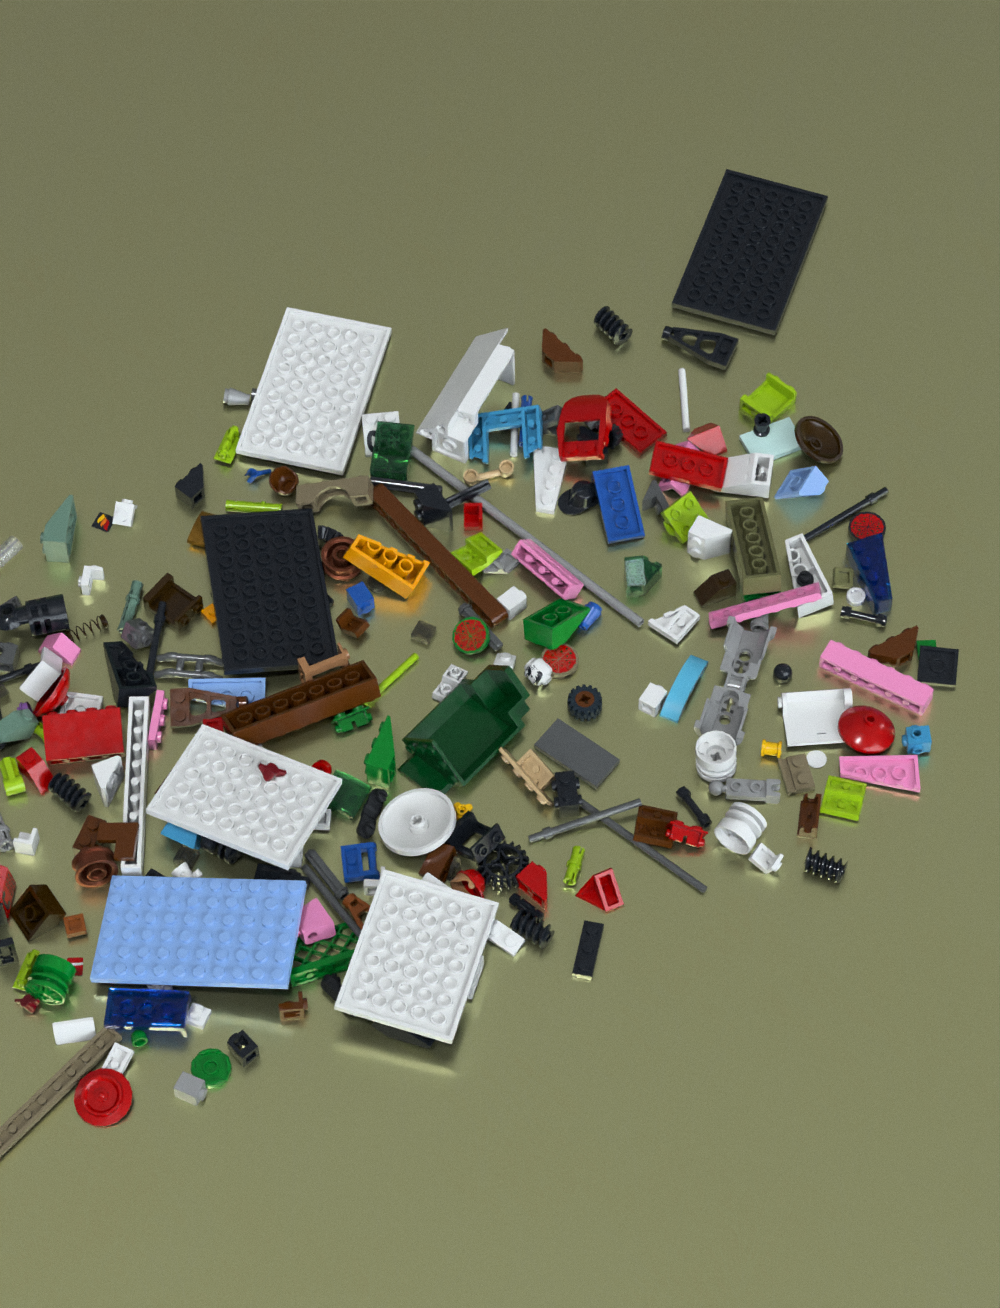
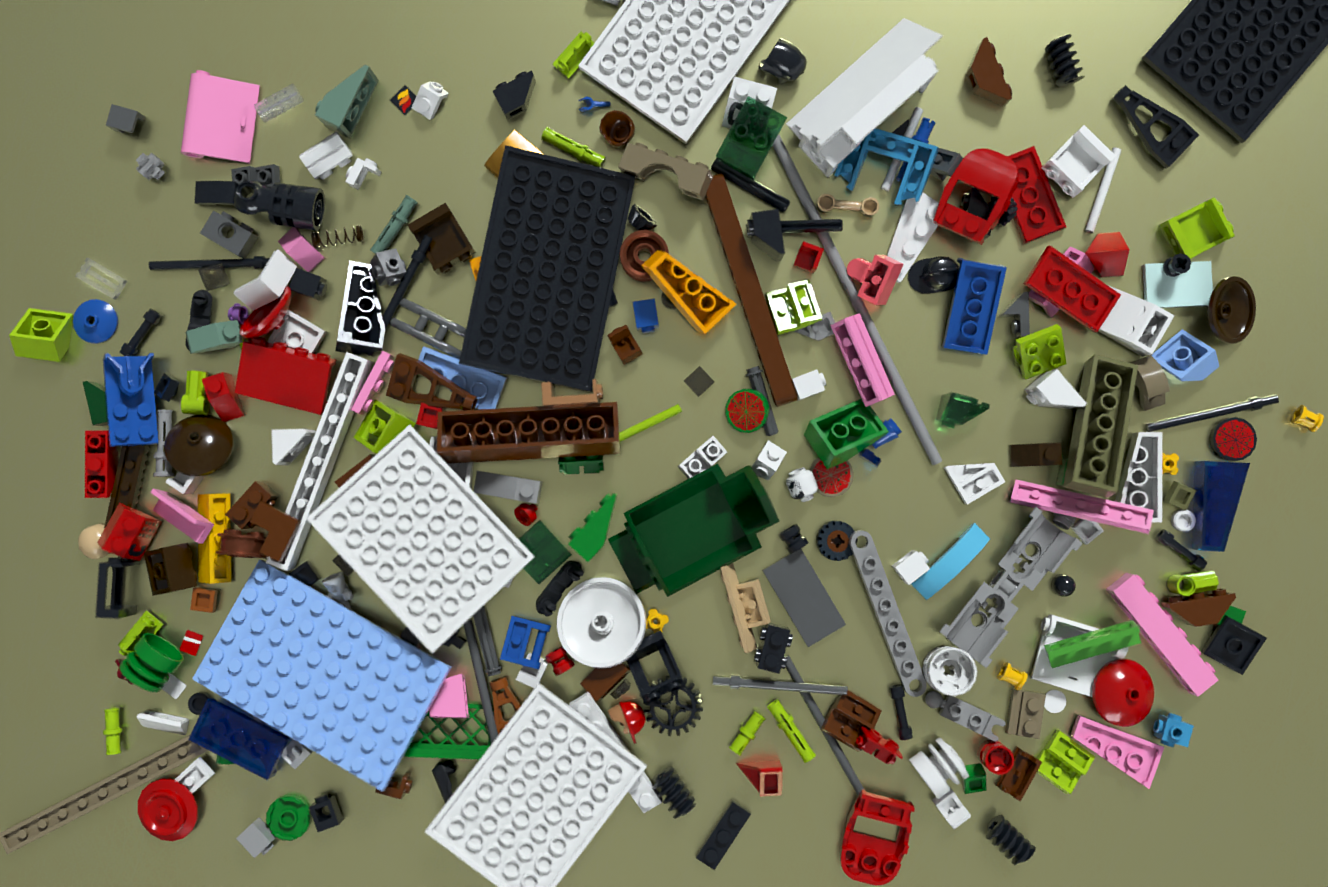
camera: 15 degrees right, 30 degrees up
(29, 810) = (200, 455): none -> dark brown dish
(32, 1052) = (112, 731): none -> lime pin
(35, 862) = (182, 516): none -> bright pink panel
(57, 574) = (326, 156): none -> white brick
(58, 866) = (212, 566): none -> yellow panel
(69, 792) = (249, 438): black piece -> none
(71, 1005) = (174, 686): none -> white sticker
(78, 668) = (308, 284): none -> black brick
(98, 1007) = (197, 702): none -> black tile
(173, 746) = (381, 427): none -> lime slope
(270, 771) = (457, 523): dark red piece -> none
(307, 751) = (508, 487): none -> light grey slope
(395, 865) = (562, 665): none -> red wheel
(397, 394) = (784, 62): none -> black piece
(516, 900) = (678, 761): black axle -> none
(532, 510) = (876, 277): none -> coral brick
(533, 882) = (698, 740): red slope -> none
(548, 712) = (793, 538): none -> black wheel
(584, 637) = (869, 456): none -> clear blue tile
(602, 847) = (805, 751): none -> lime pin
(649, 737) = (887, 613): none -> light grey plate
(654, 385) = (1078, 161): none -> white panel
(715, 923) = (871, 857): none -> red slope
(777, 836) = (977, 779): none -> green slope
(781, 507) = (1151, 382): none -> dark tan brick
(784, 628) = (1087, 530): none -> white tile
(784, 807) = (995, 757): none -> red wheel
(805, 578) = (1139, 494): black piece -> none
(820, 696) = (1093, 643): none -> bright green fence
(824, 566) = (1172, 459): none -> yellow plate
(882, 633) = (1193, 583): none -> lime piece
(916, 494) = (1314, 421): none -> yellow bush

